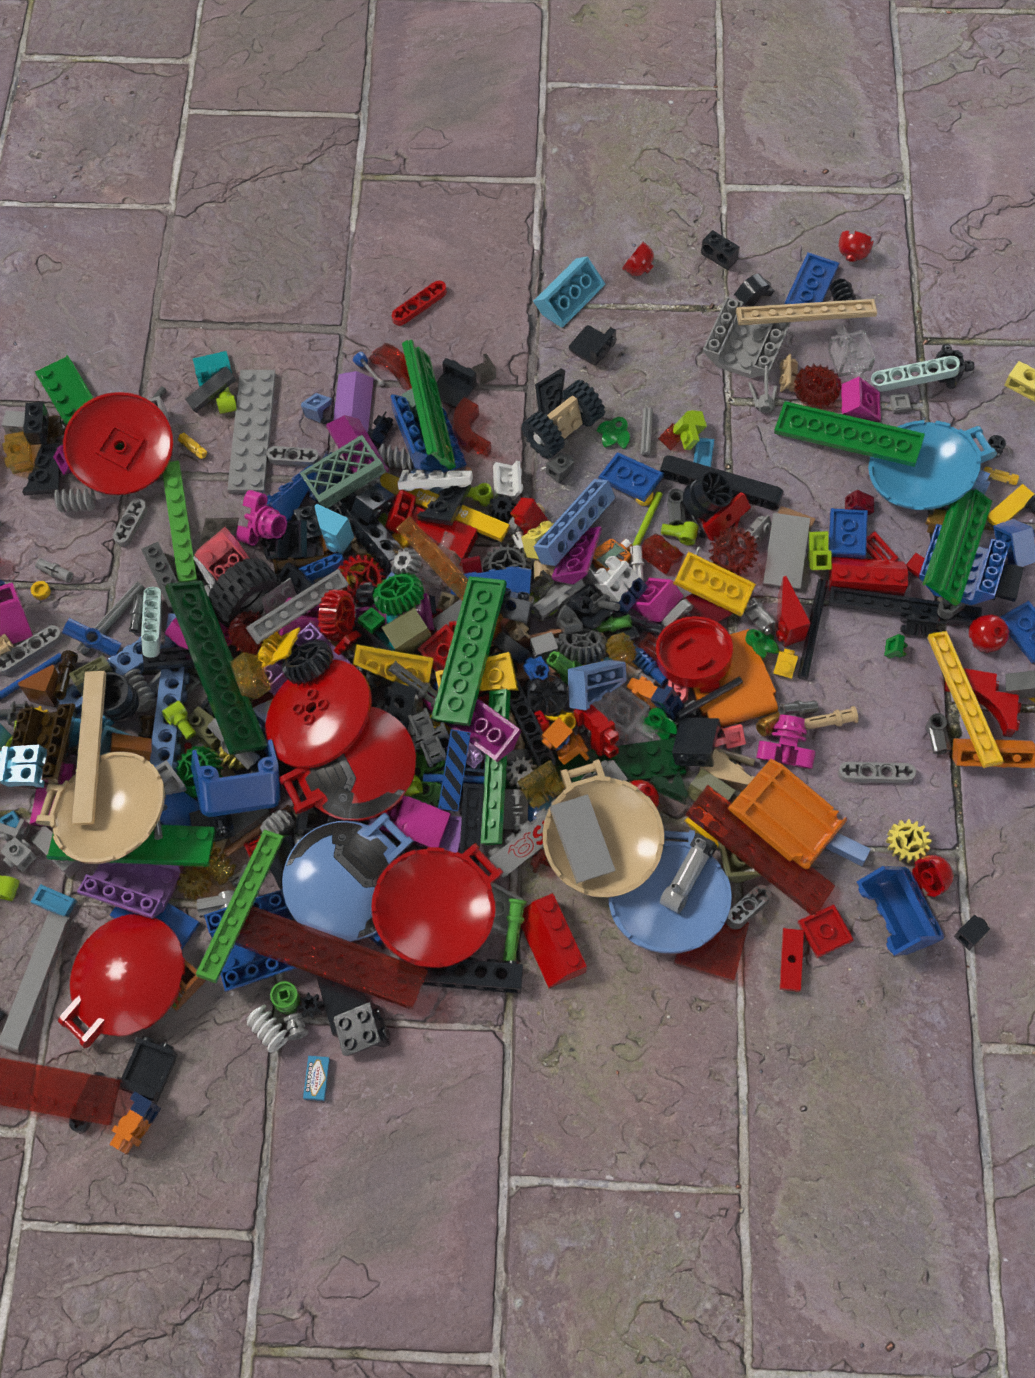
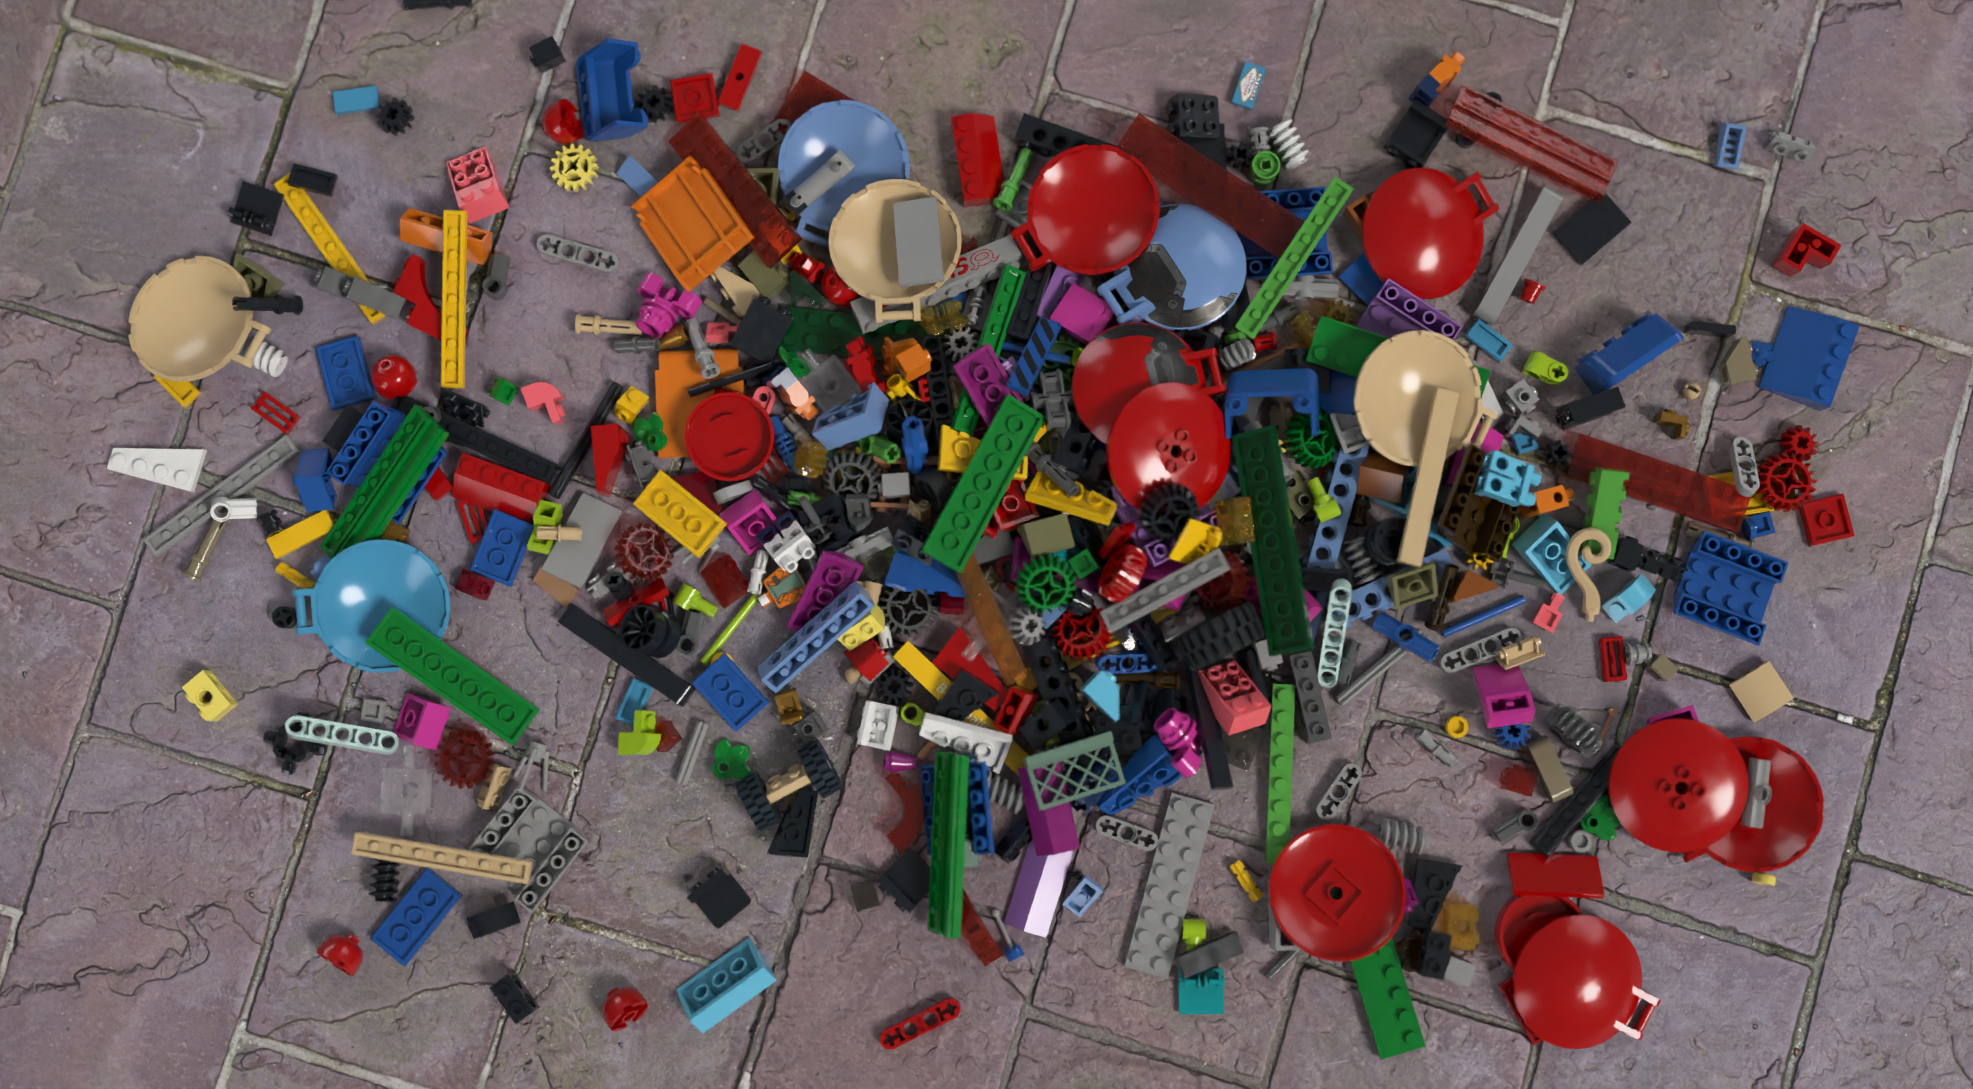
camera: 165 degrees left, 20 degrees up
(19, 952) = (1531, 291): none -> red piece
(237, 521) = (1210, 734): none -> black tile
(484, 460) = (898, 761): none -> magenta cone
(579, 475) = (789, 706): none -> pearl gold bracket
(674, 805) = (806, 266): none -> red hips
(738, 709) = (704, 355): none -> light grey pin
(745, 522) = (619, 586): none -> black bush
(805, 547) = (559, 533): none -> tan axle
(859, 651) = (545, 395): none -> coral brick
(862, 908) = (660, 108): none -> black gear
(987, 805) = (477, 185): none -> coral slope

